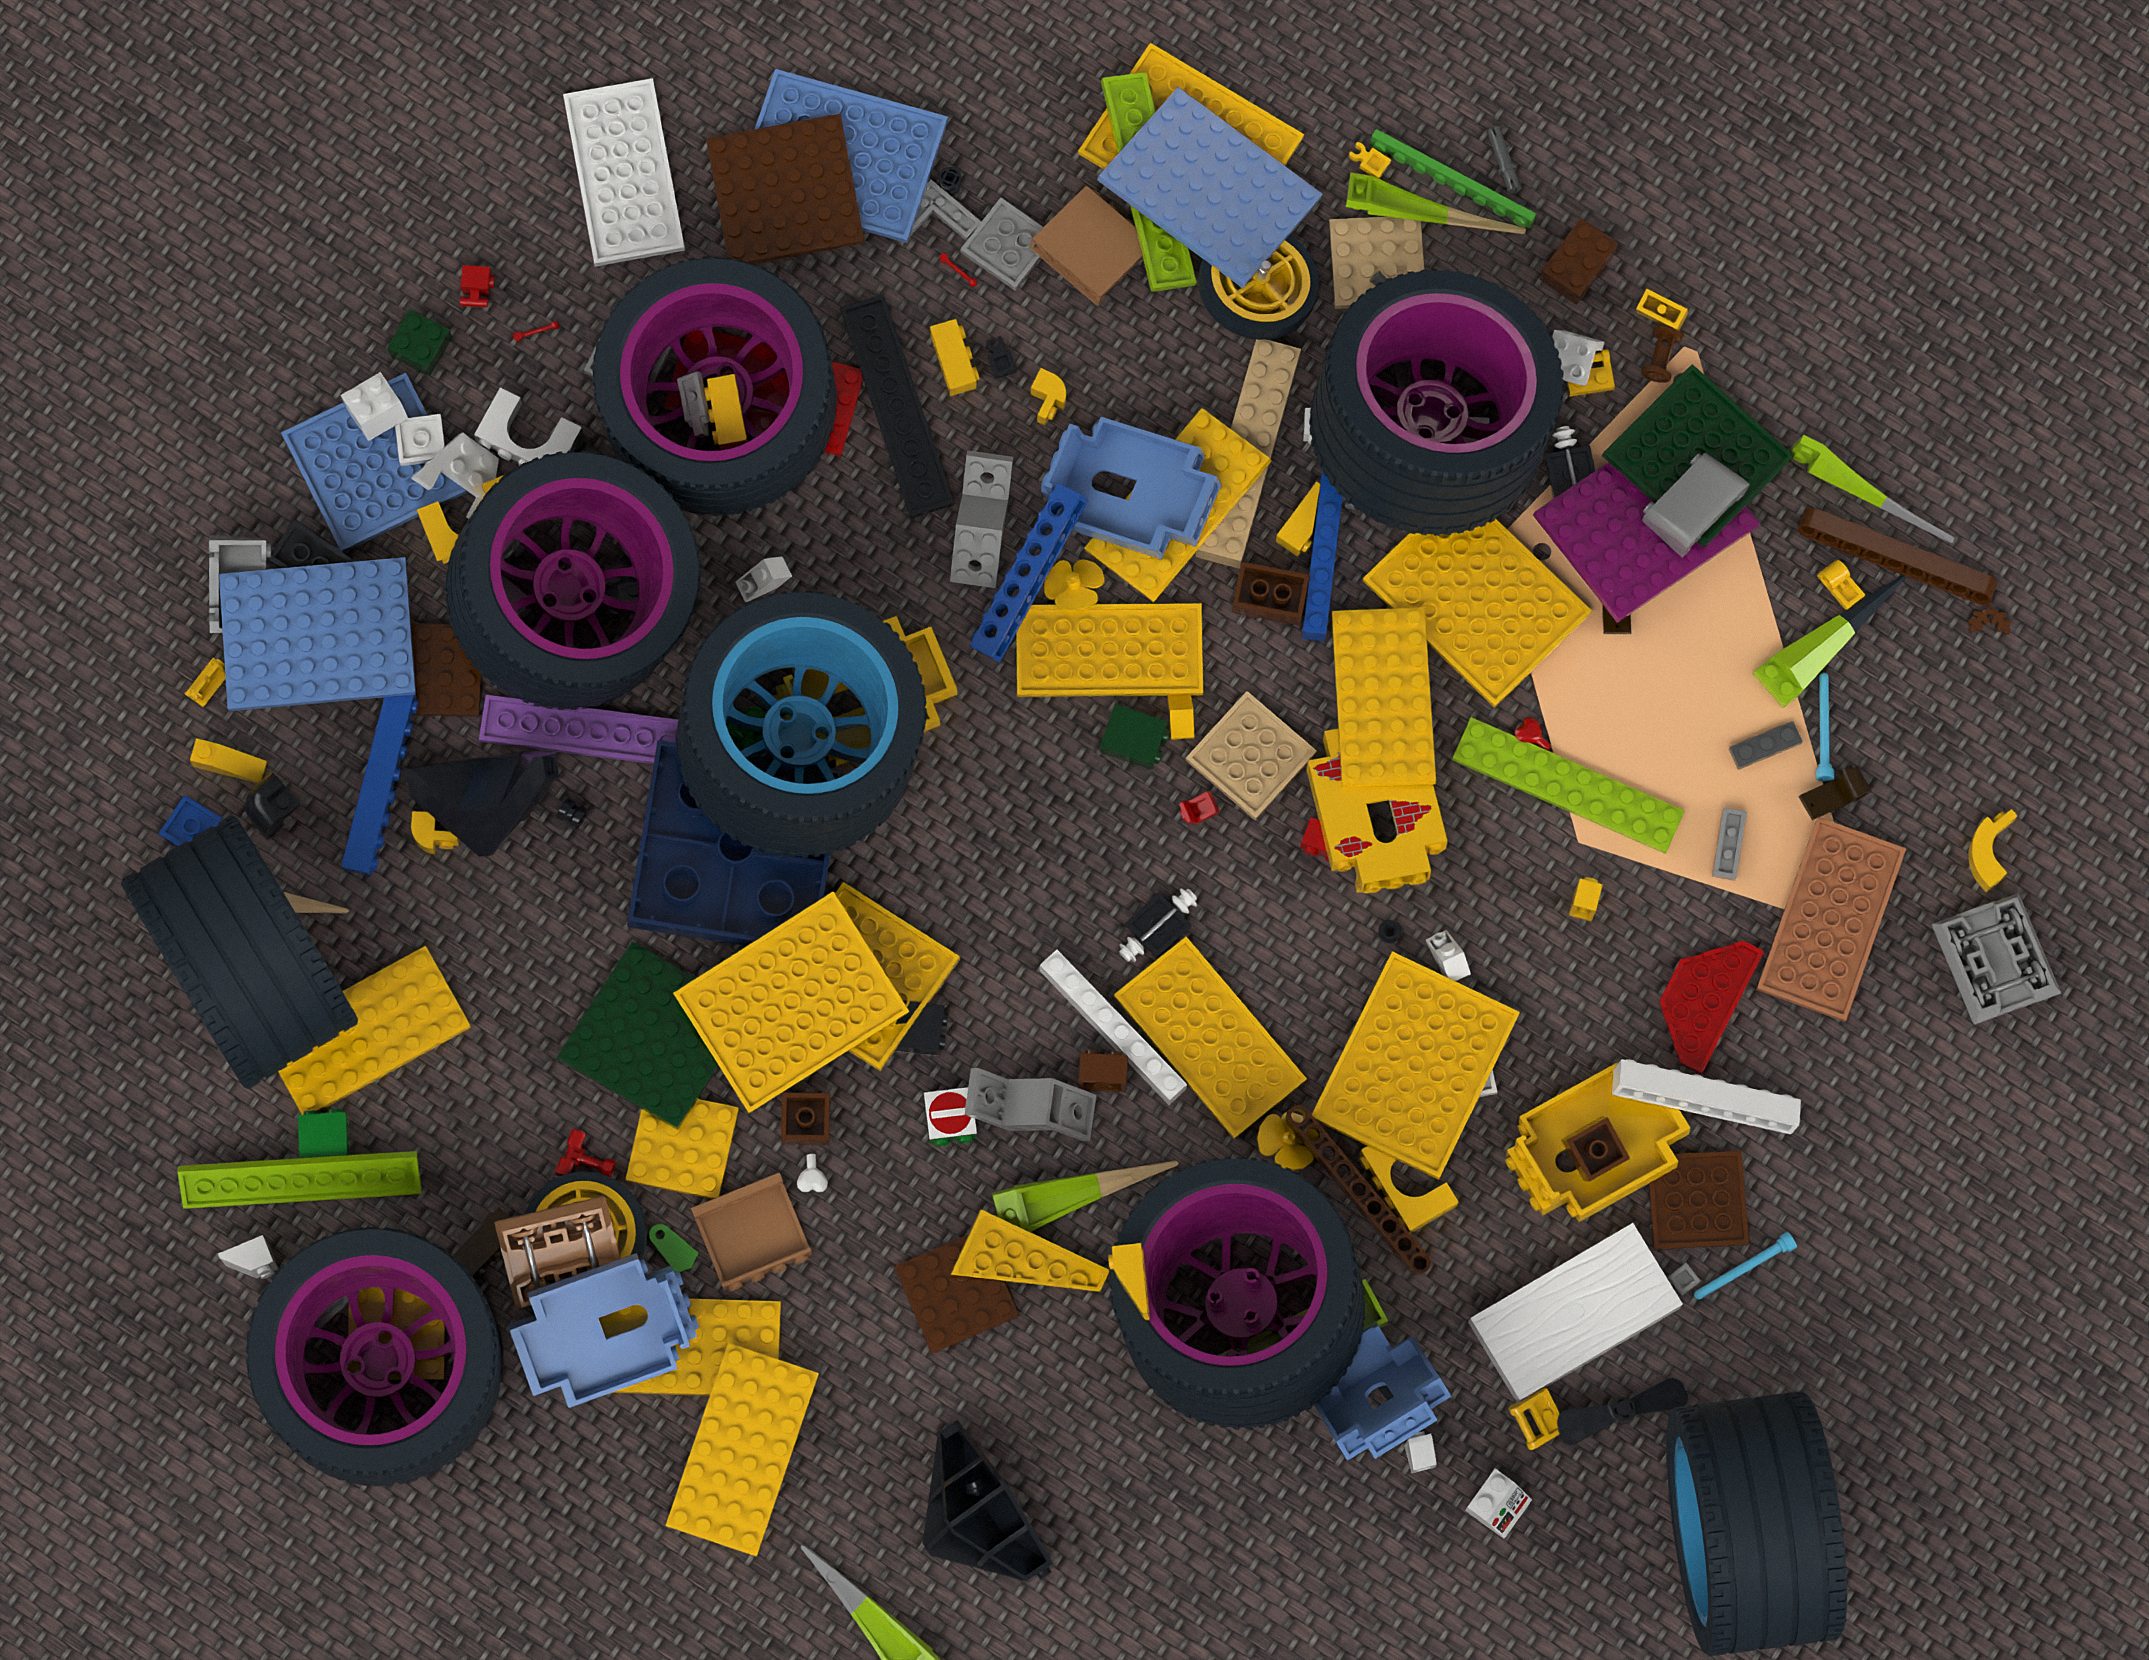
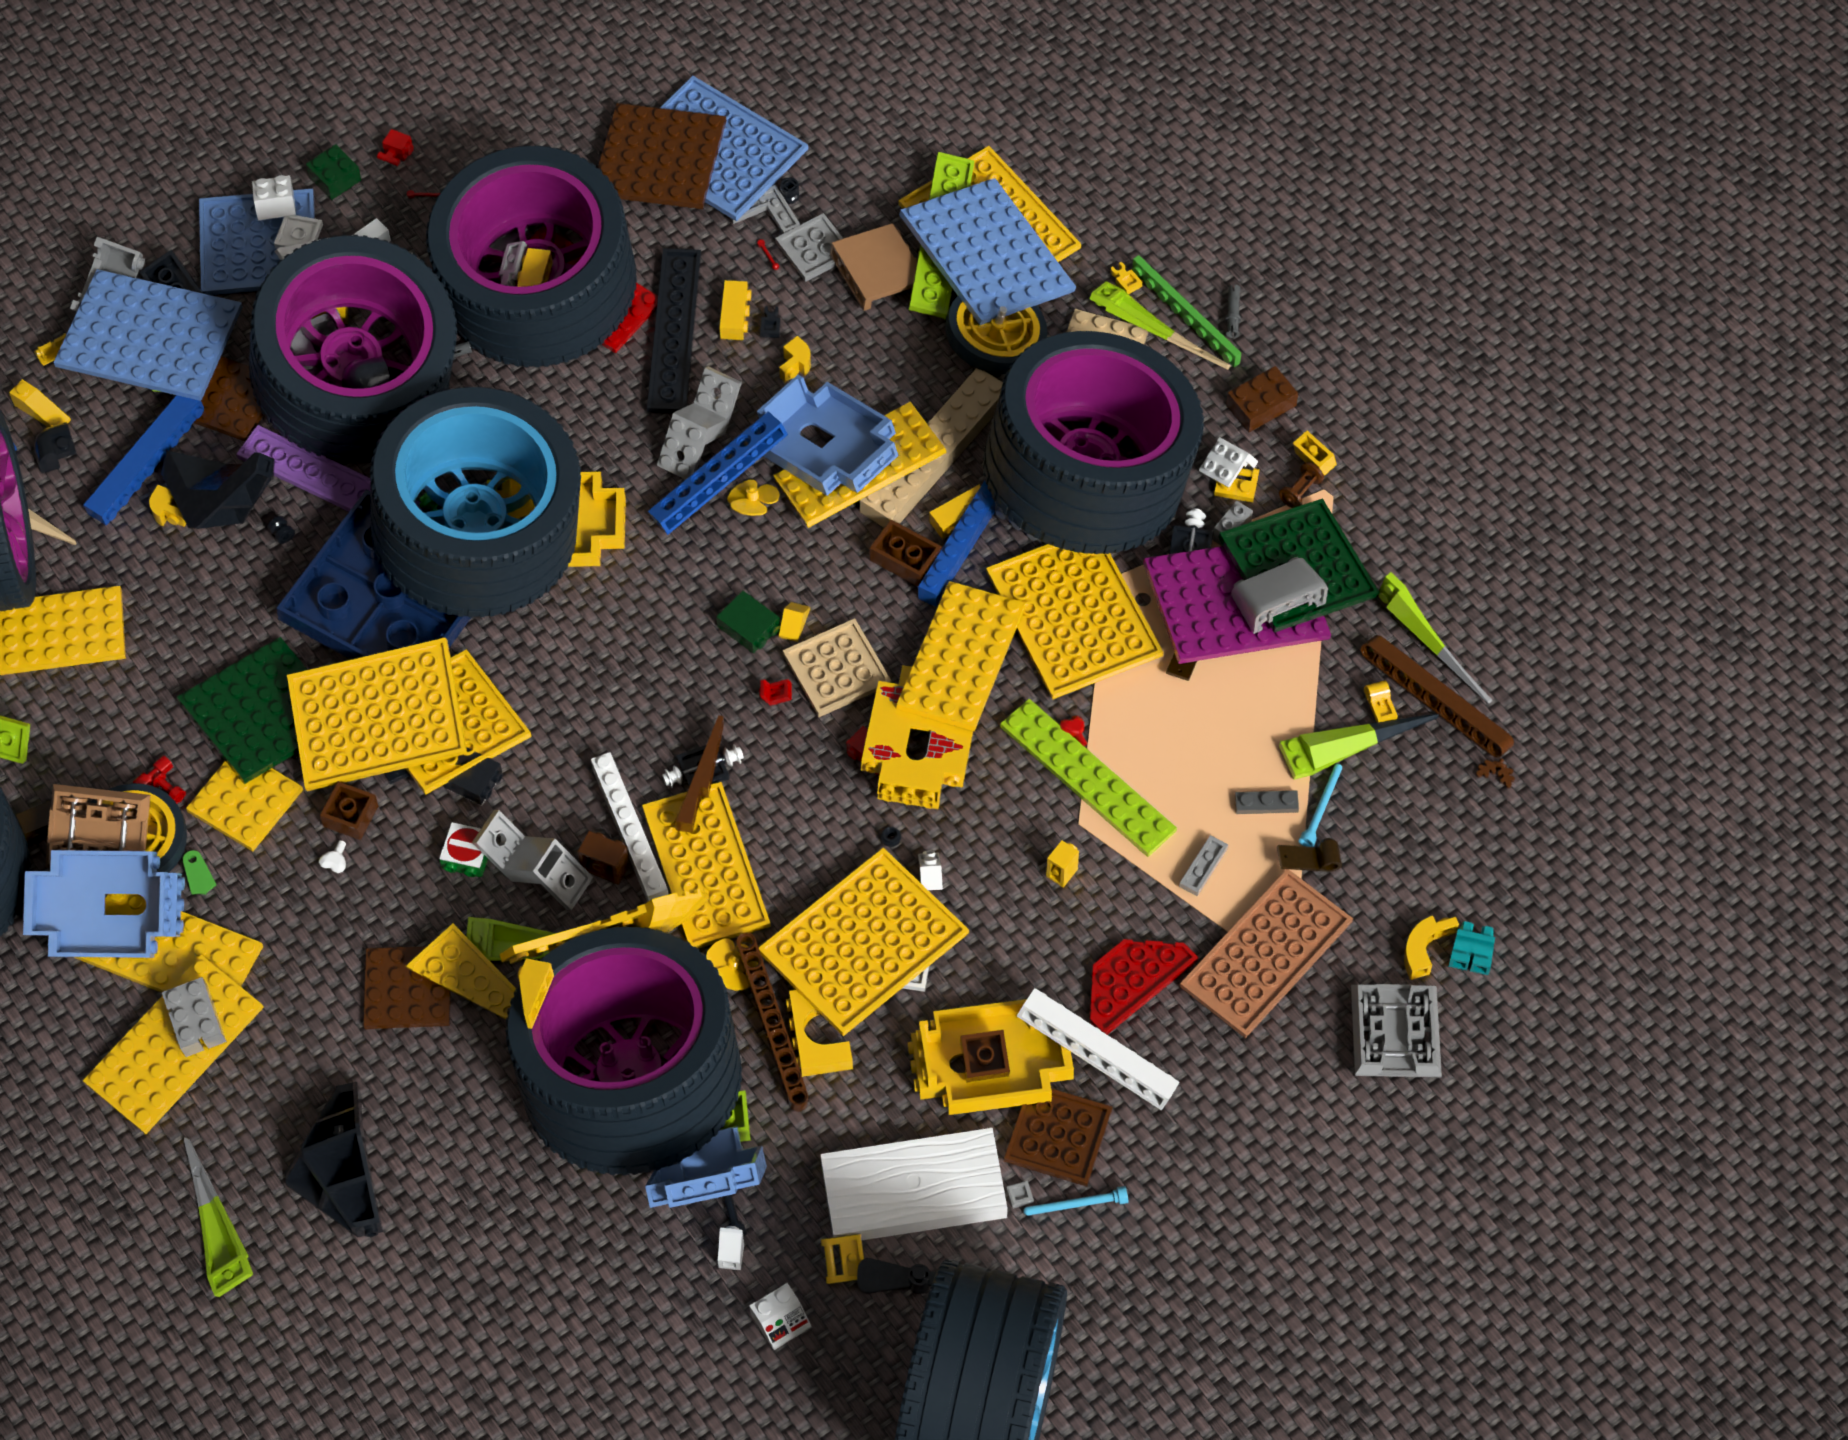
camera: 25 degrees right, 15 degrees down
(602, 610) = (365, 373): none -> black brick
(623, 172) = (547, 98): white plate -> none
(751, 1232) = (265, 881): medium nougat panel -> none
(758, 1417) = (194, 1016): none -> light grey piece
(1110, 651) = (759, 554): yellow plate -> none
(1169, 944) = (701, 781): none -> reddish brown slope
(1191, 1138) = (657, 914): none -> yellow plate
(1606, 427) = (1235, 517): none -> light grey brick
(2039, 837) = (1473, 945): none -> teal hips

